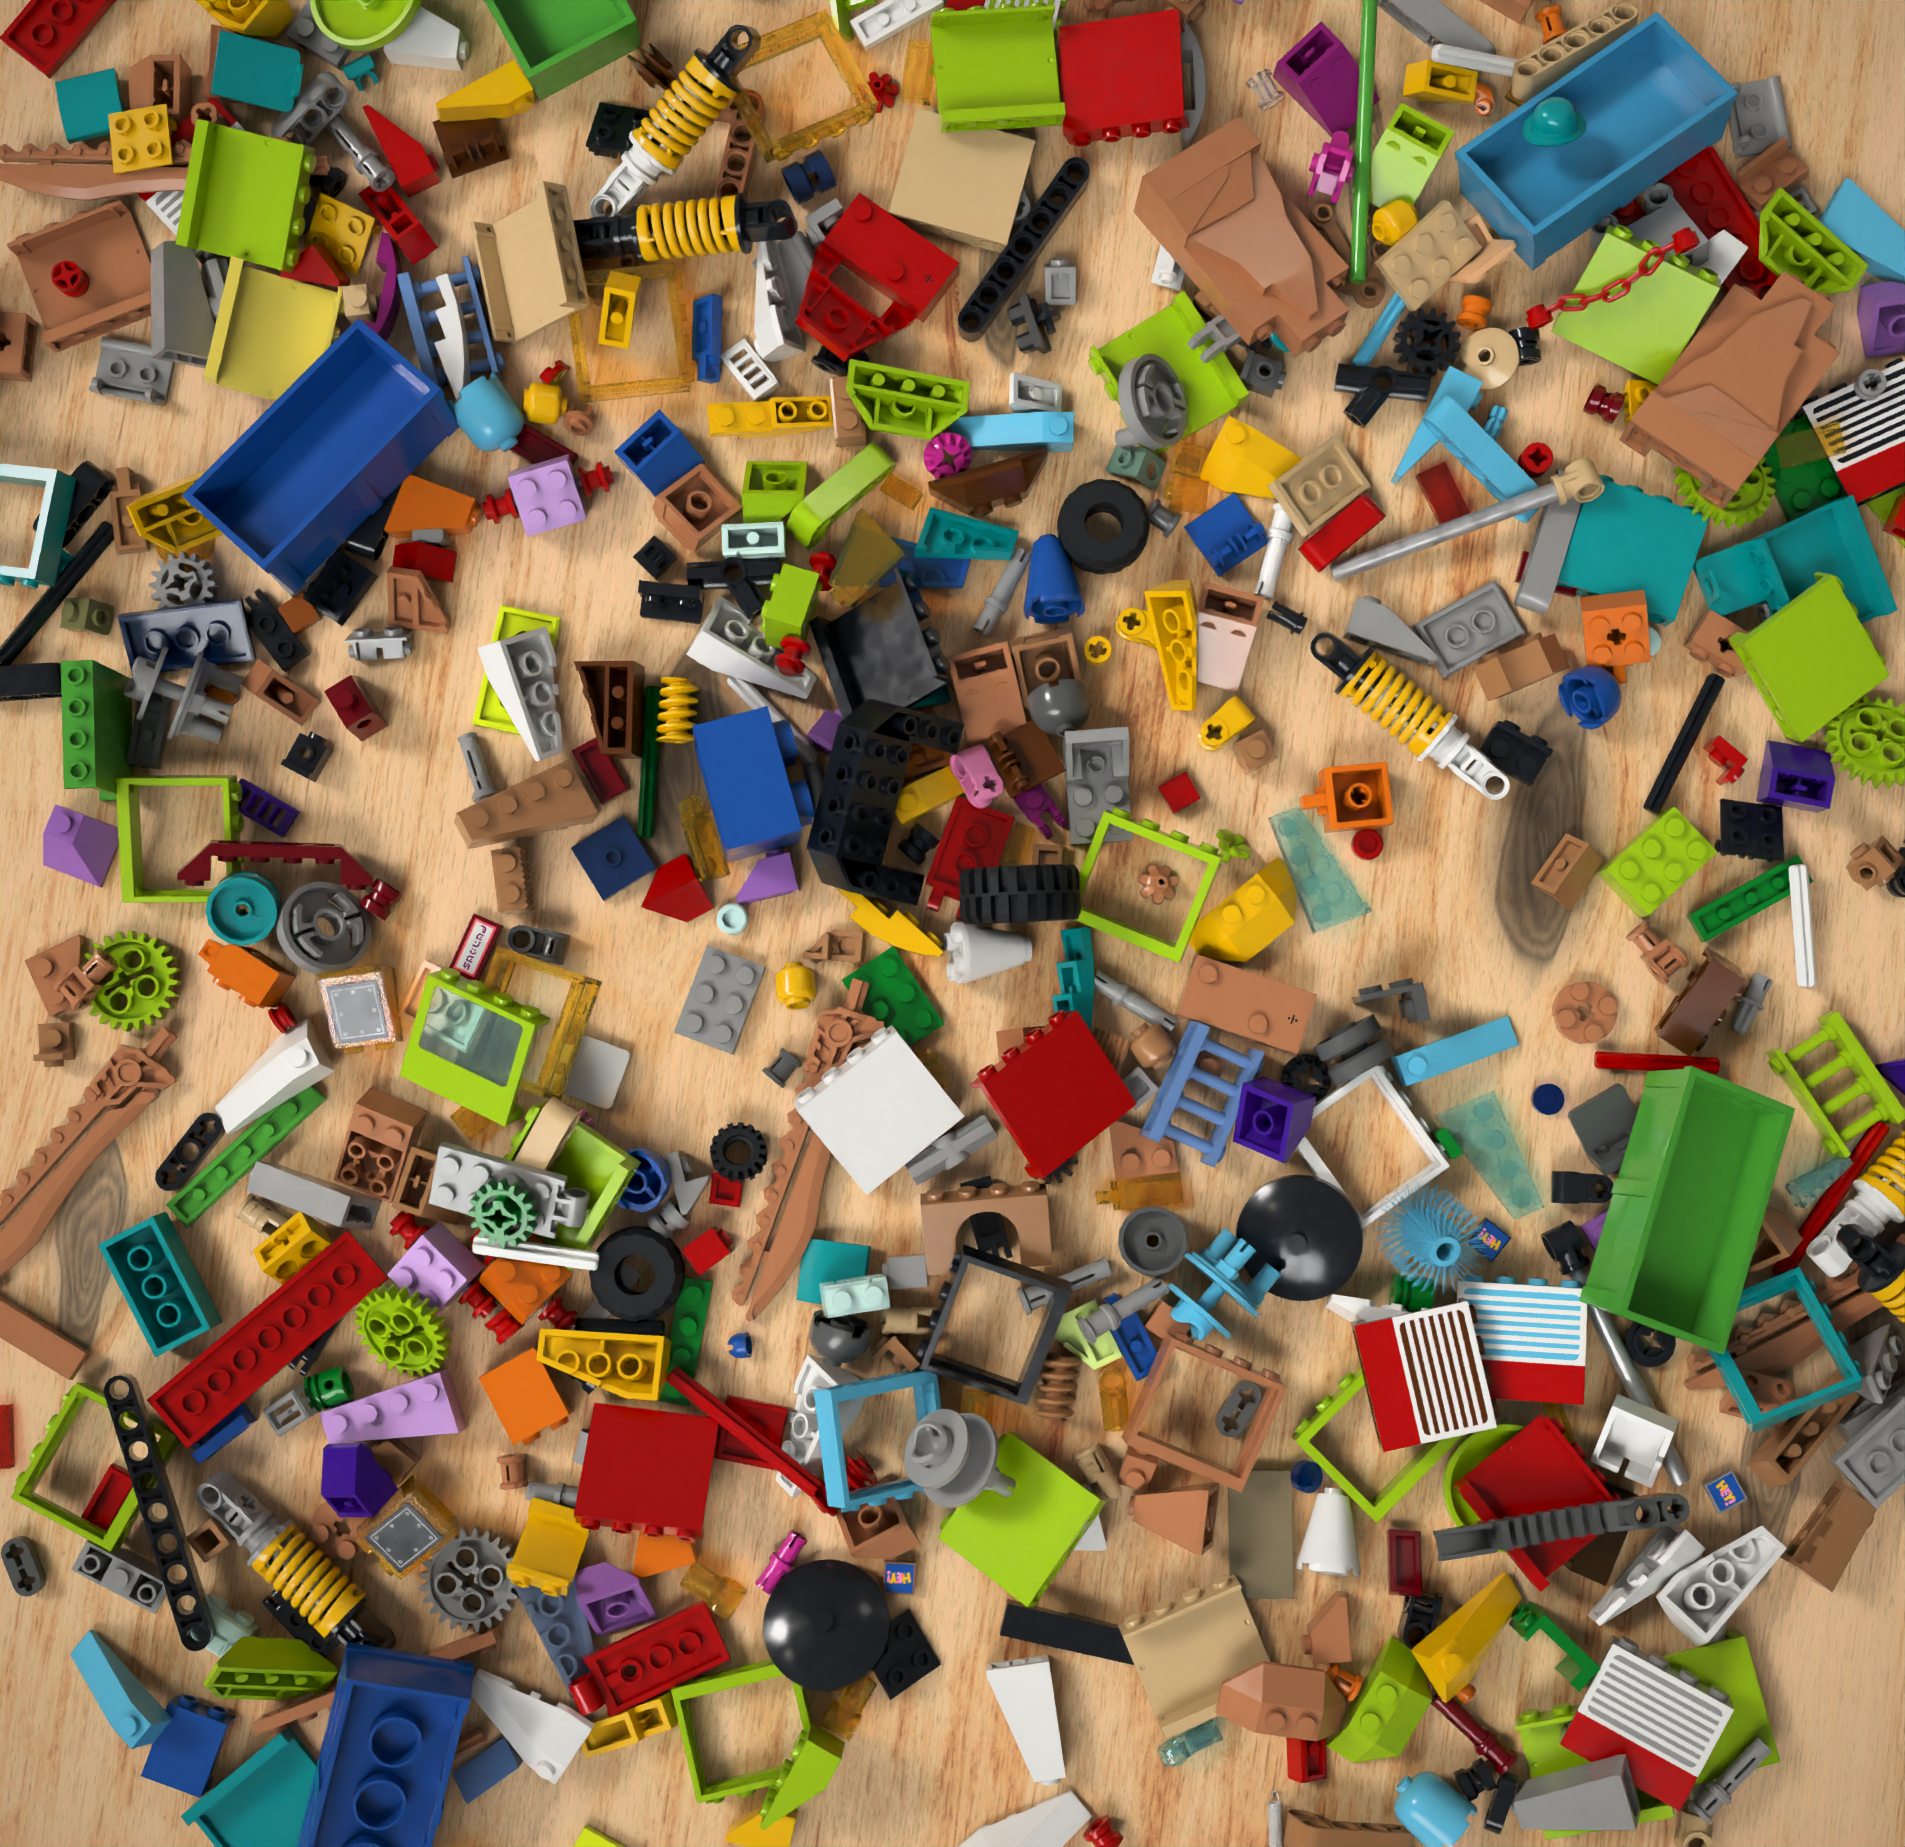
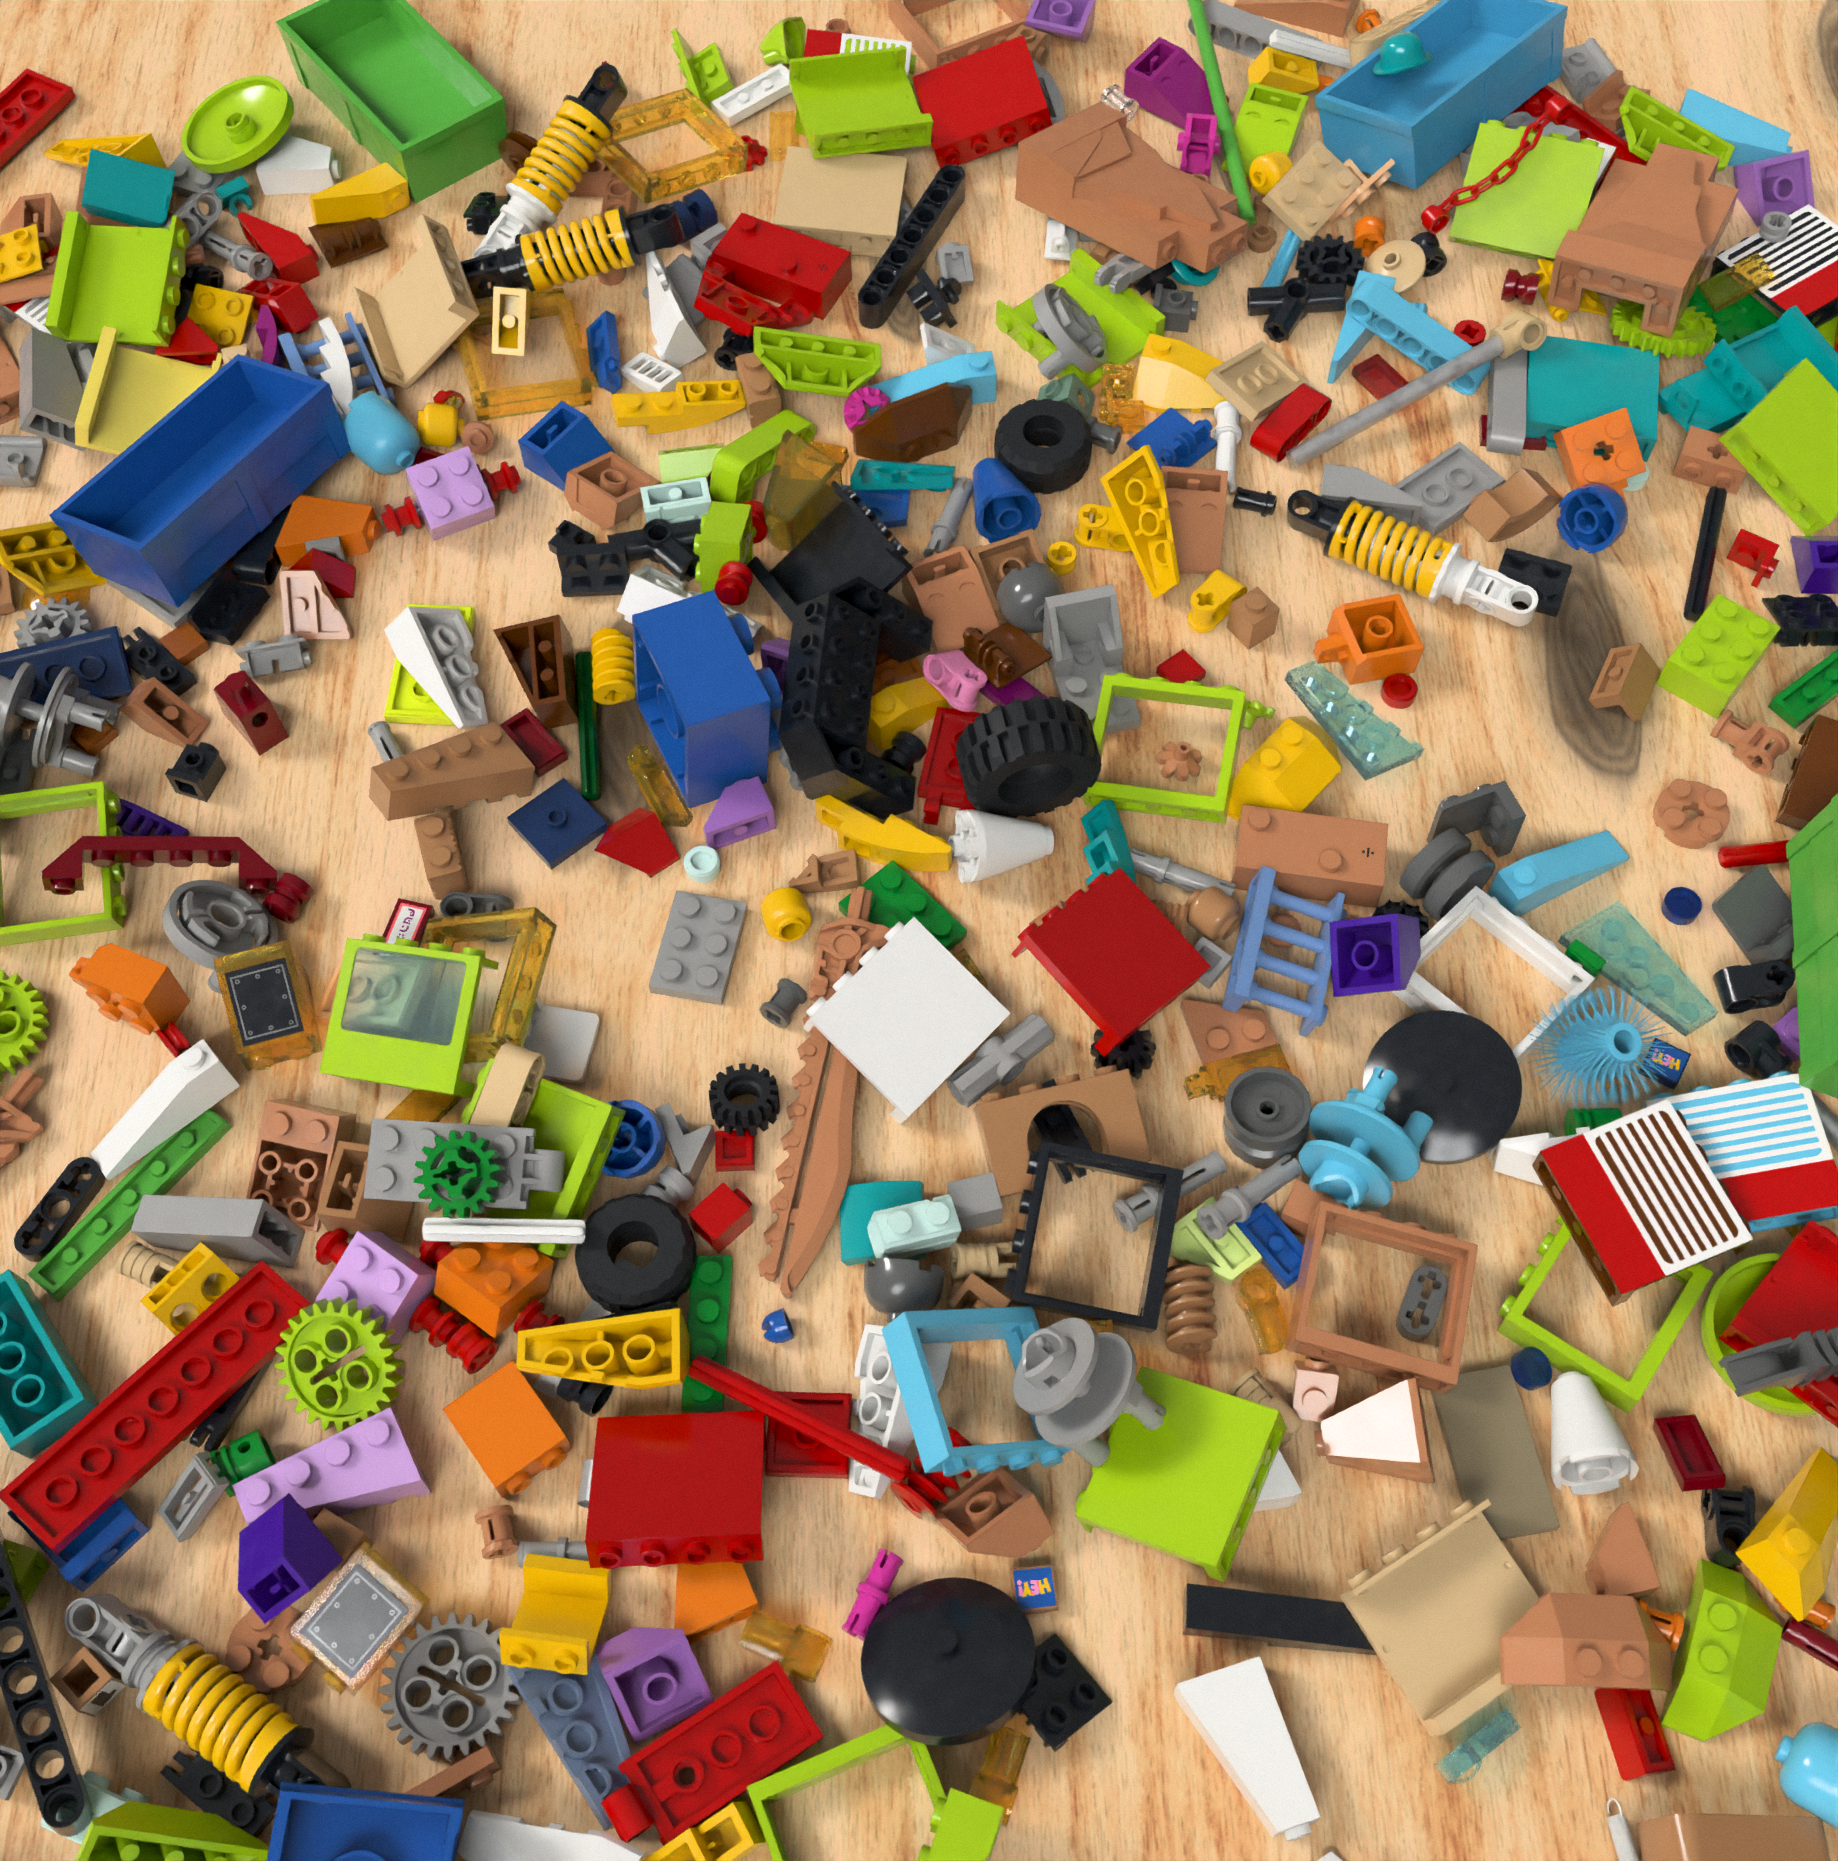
camera: 15 degrees left, 25 degrees down
(237, 925) = (118, 888): teal wheel -> none

